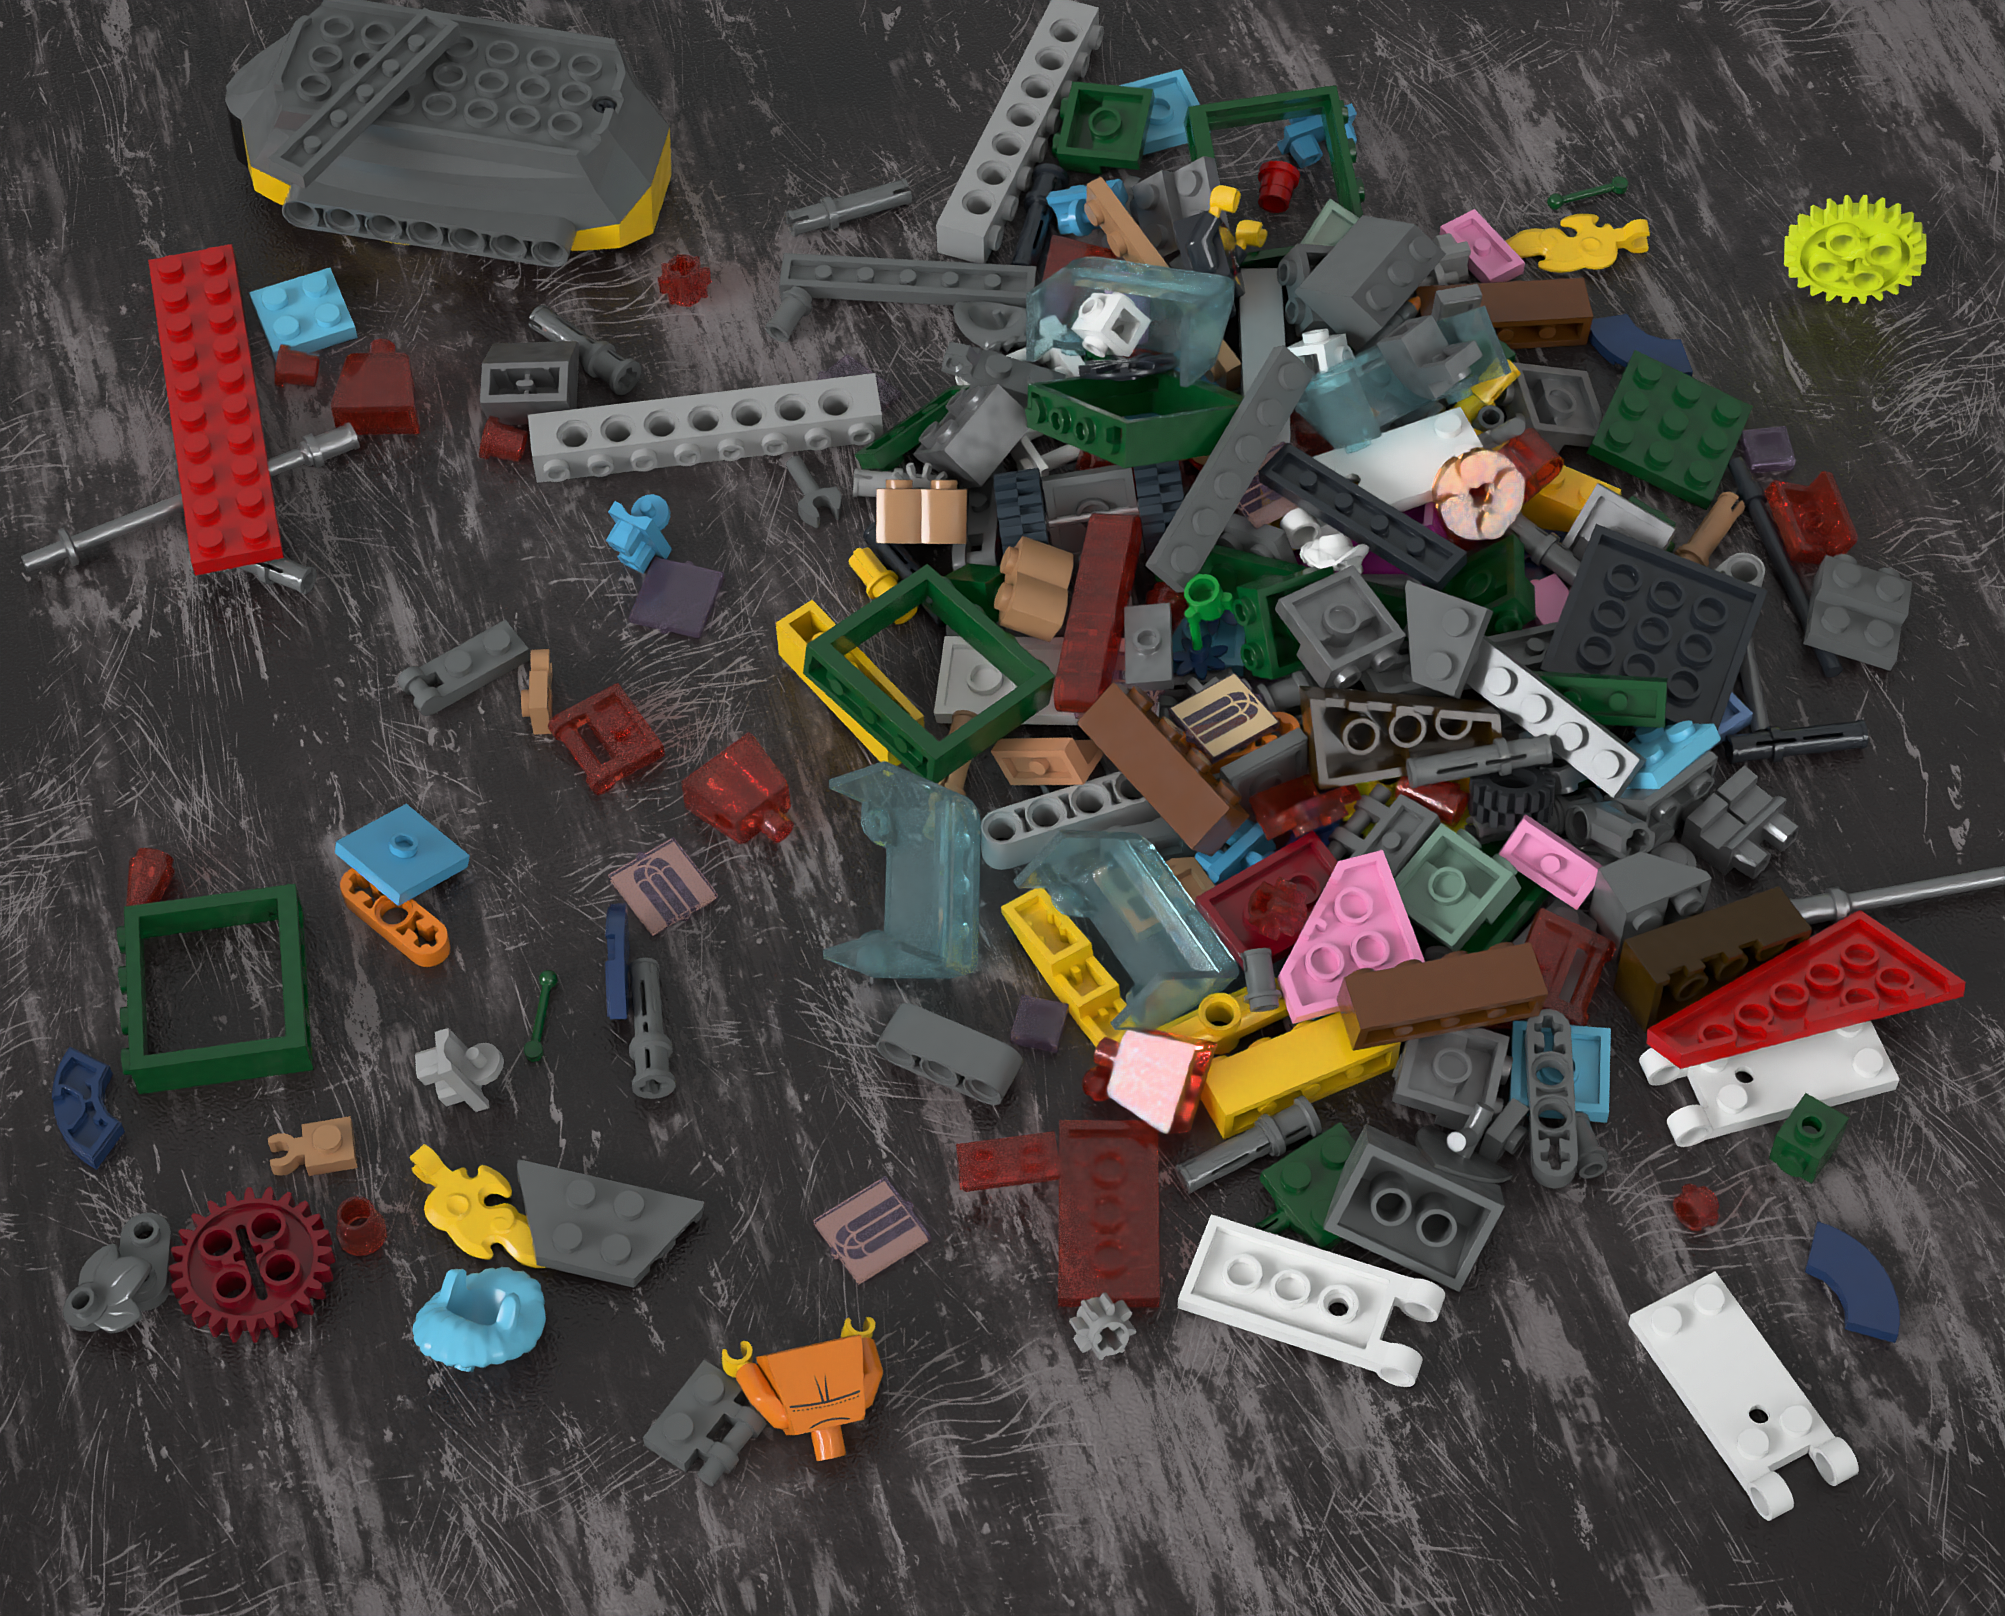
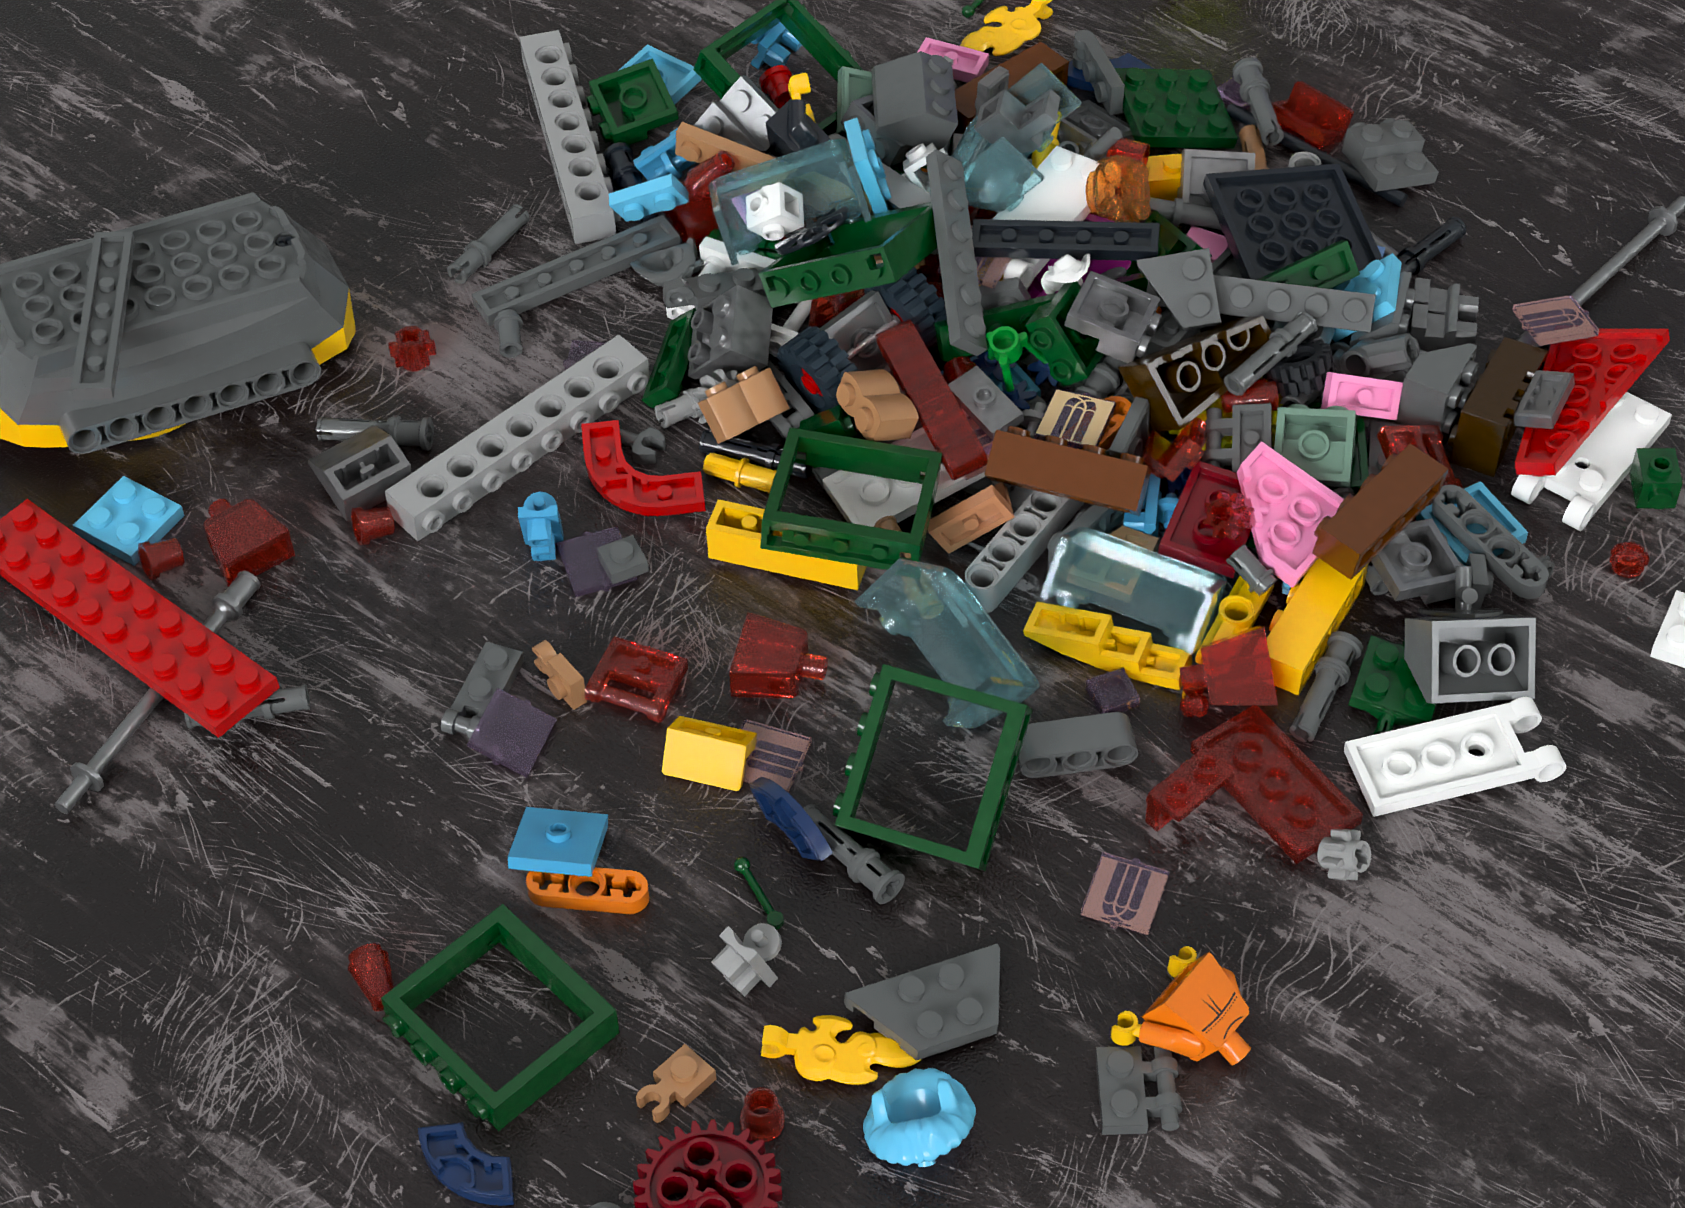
camera: 35 degrees left, 5 degrees down
(452, 723) = (511, 732): none -> clear purple piece
(606, 847) = (707, 752): none -> yellow panel
(694, 609) = (622, 559): none -> dark grey plate
(762, 540) = (633, 489): none -> red plate
(820, 1039) = (996, 787): none -> dark green window
(1023, 242) = (648, 198): none -> medium azure plate
(1093, 244) = (702, 174): none -> clear red cone
(1232, 326) = (868, 166): none -> medium azure plate
(1613, 343) = (1098, 71): none -> dark grey plate
(1742, 980) = (1544, 399): none -> flat silver plate
(1768, 458) = (1255, 92): none -> dark grey pin
(1856, 900) = (1555, 320): none -> piece

